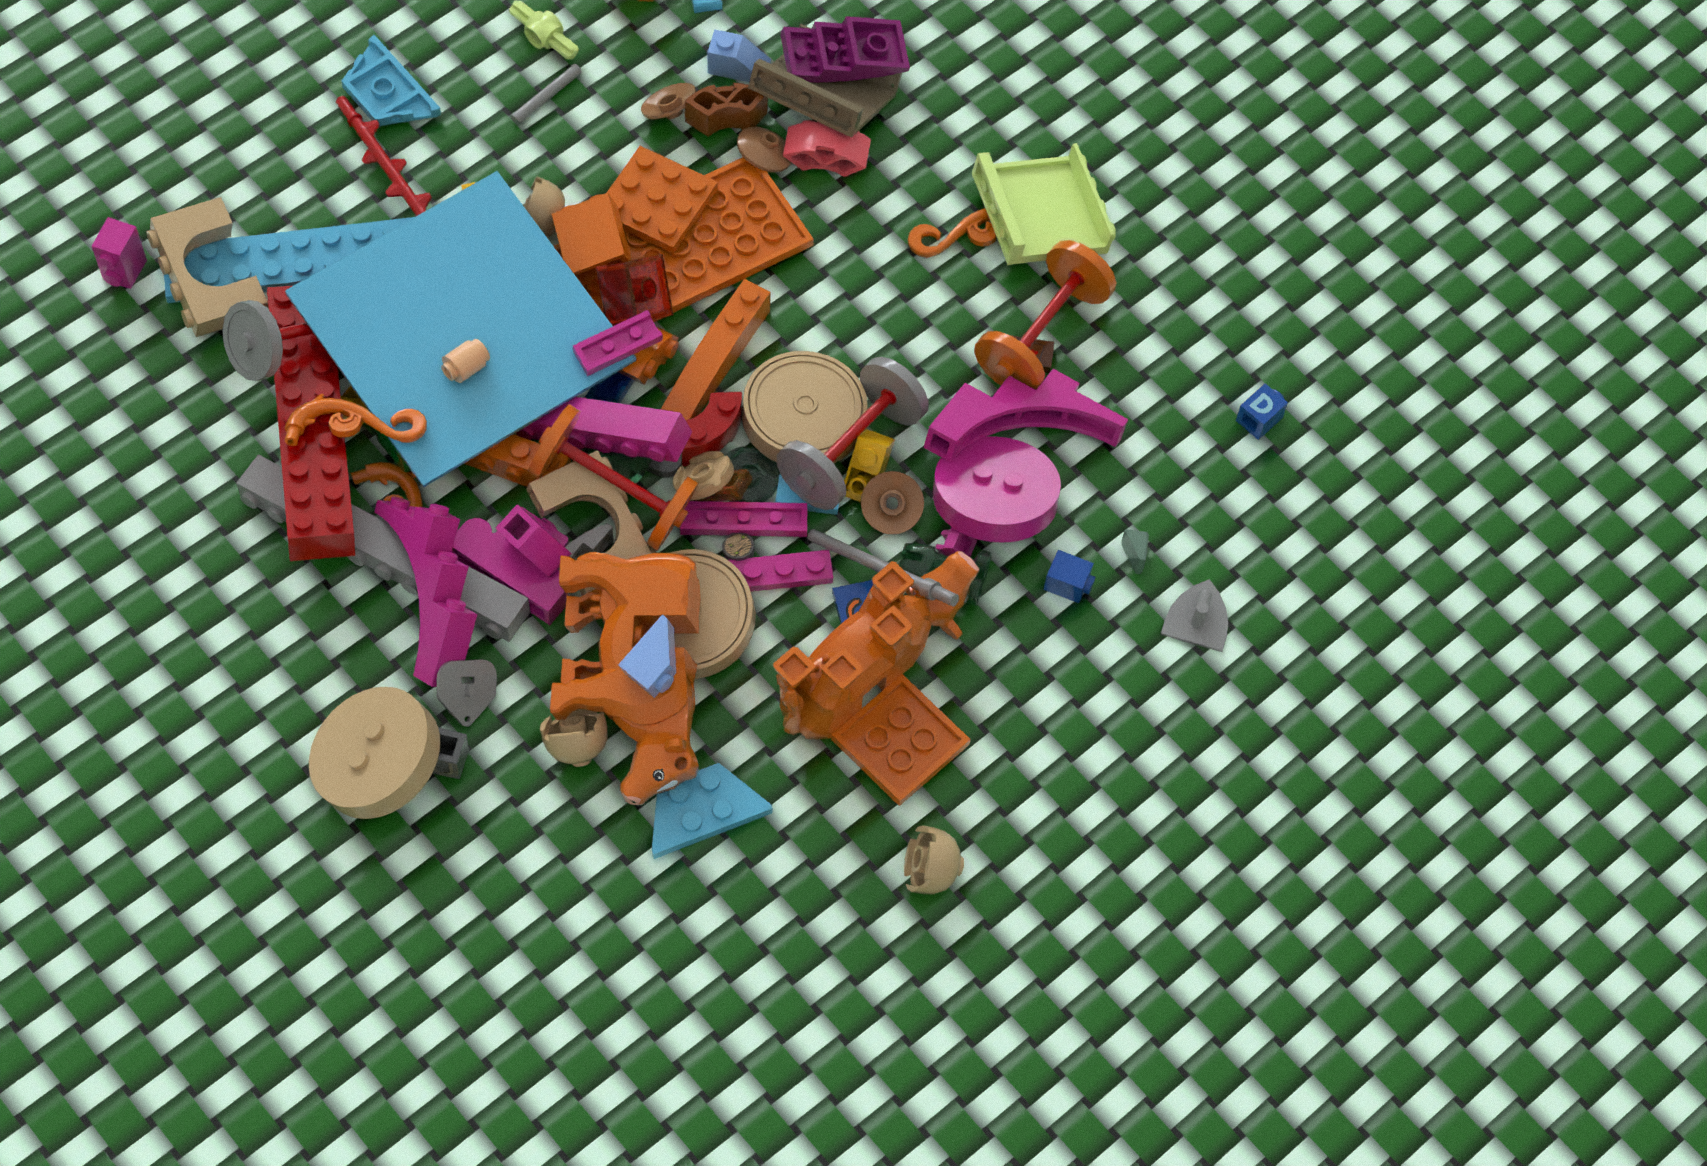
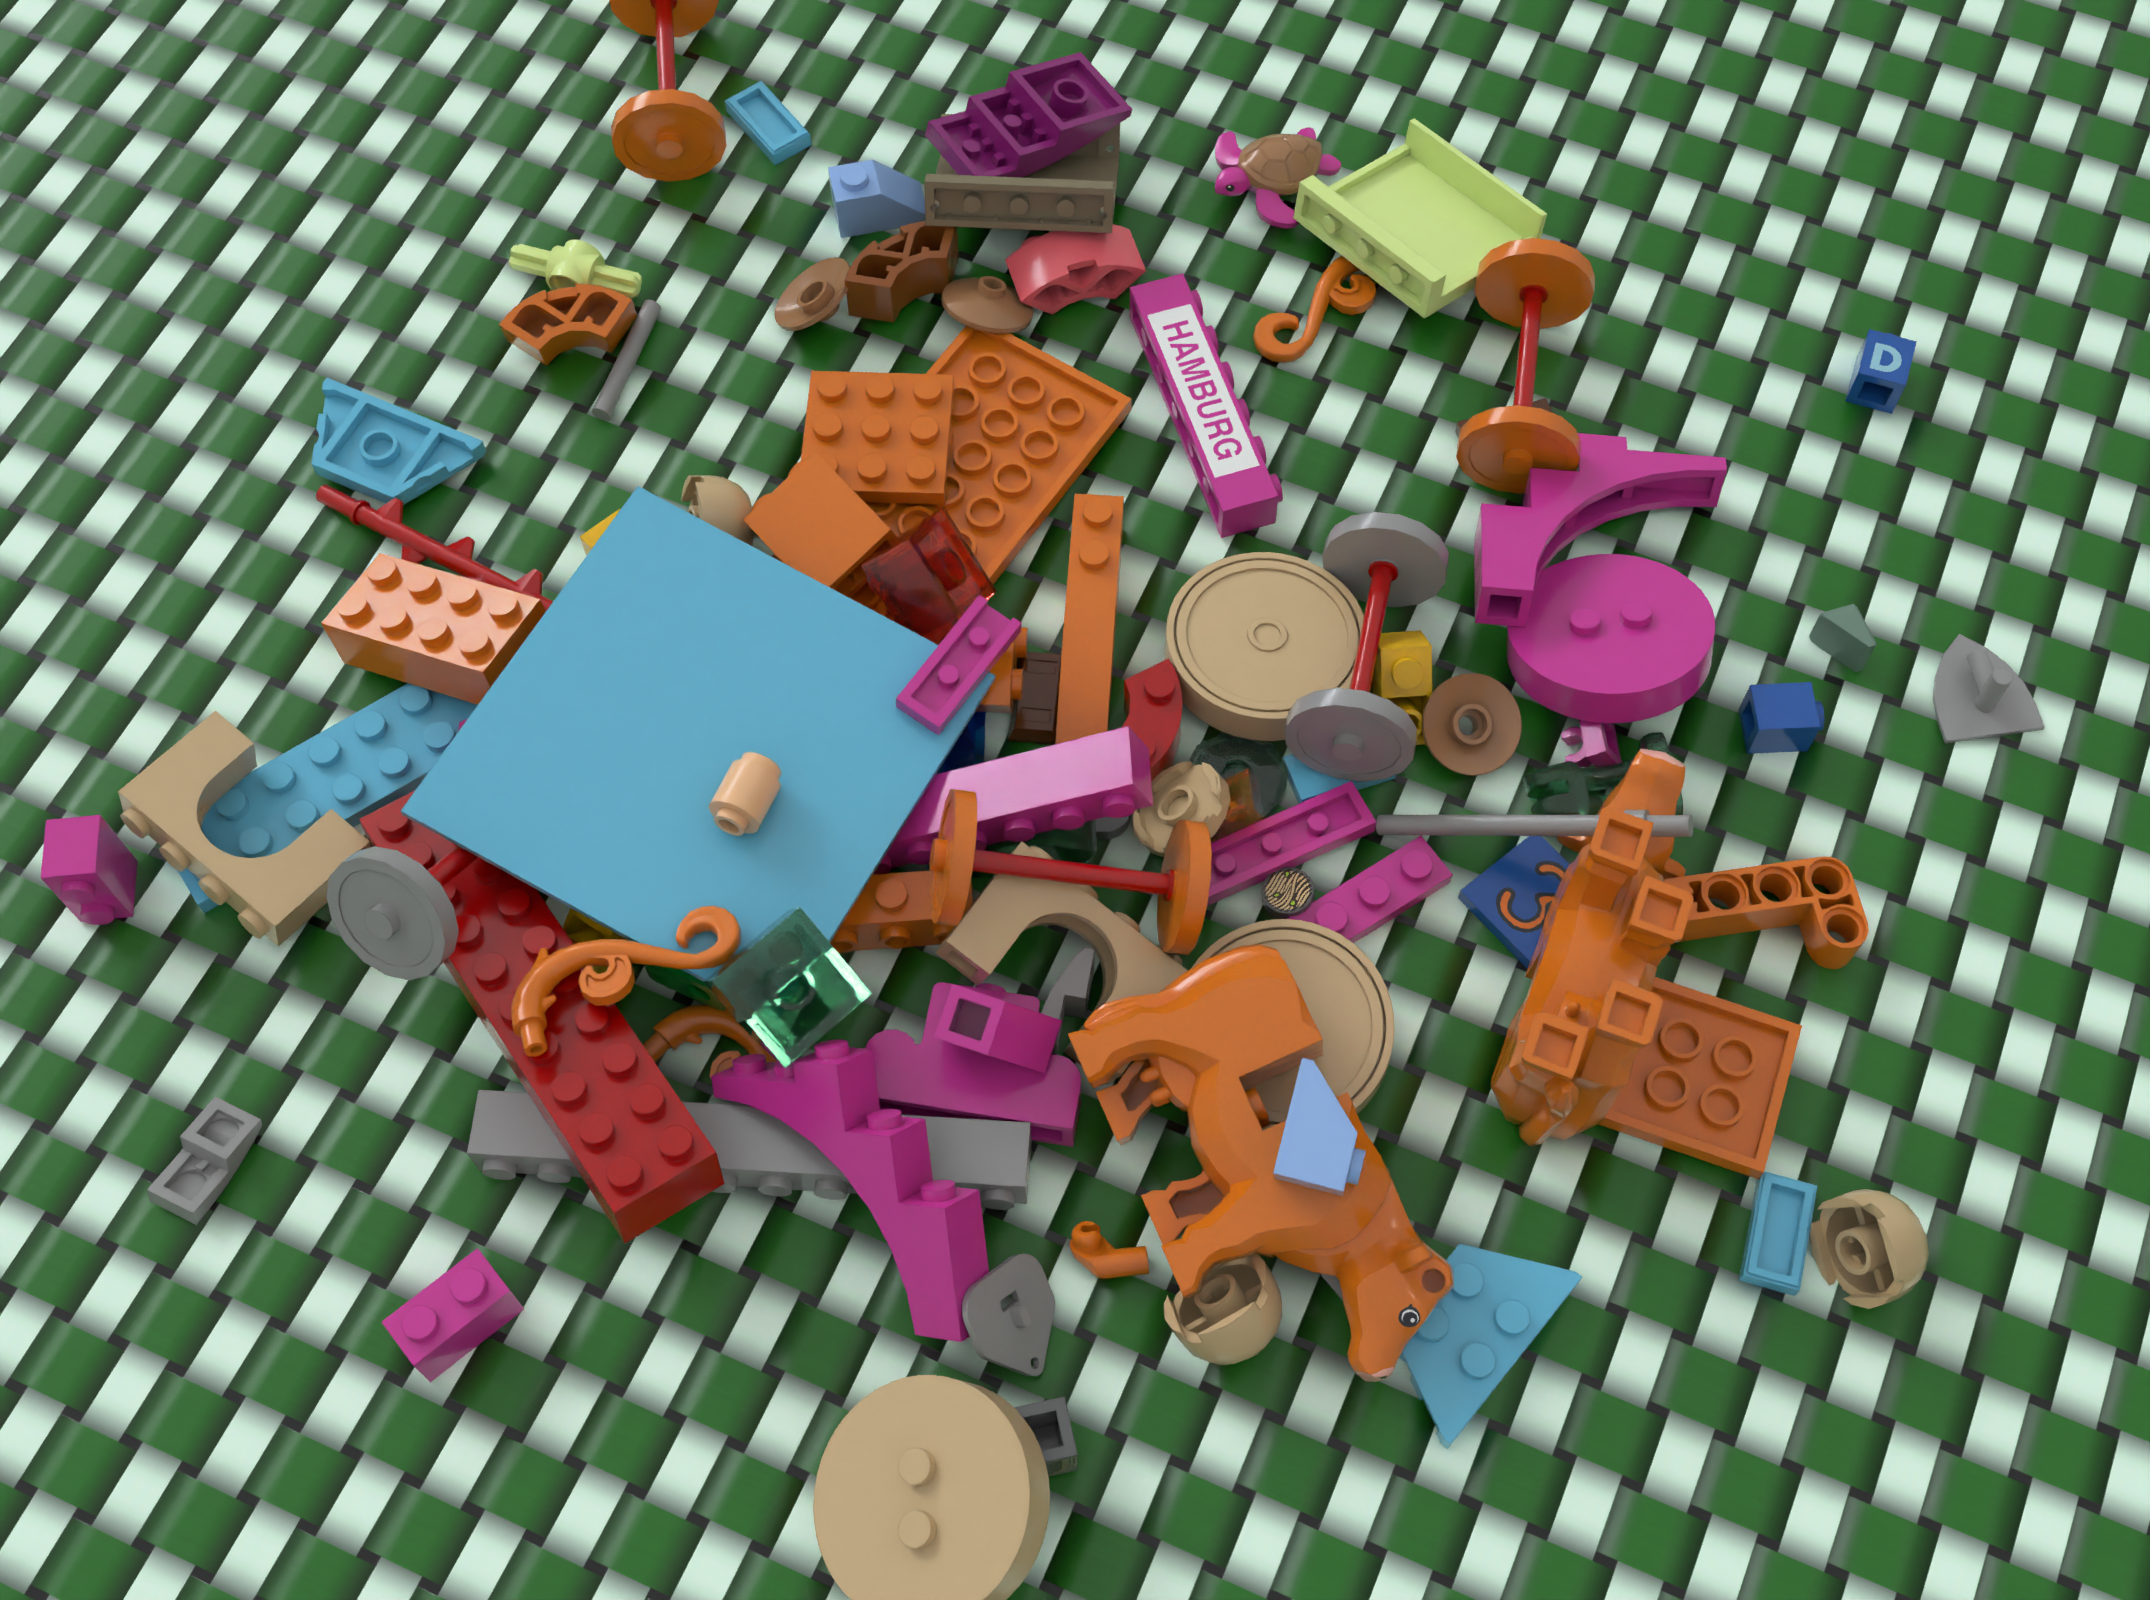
camera: 20 degrees left, 0 degrees up
(111, 428) = (209, 1158): none -> light grey slope
(190, 560) = (452, 1315): none -> dark pink brick
(354, 198) = (430, 627): none -> orange brick
(432, 467) = (788, 987): none -> clear green slope
(522, 56) = (569, 319): none -> orange brick
(530, 683) = (1102, 1258): none -> orange arm
(662, 383) = (1036, 714): none -> reddish brown tile
(852, 260) = (1204, 406): none -> dark pink brick
(891, 837) = (1778, 1233): none -> medium azure tile
(977, 136) = (1271, 169): none -> animal
(983, 671) = (1798, 905): none -> orange beam

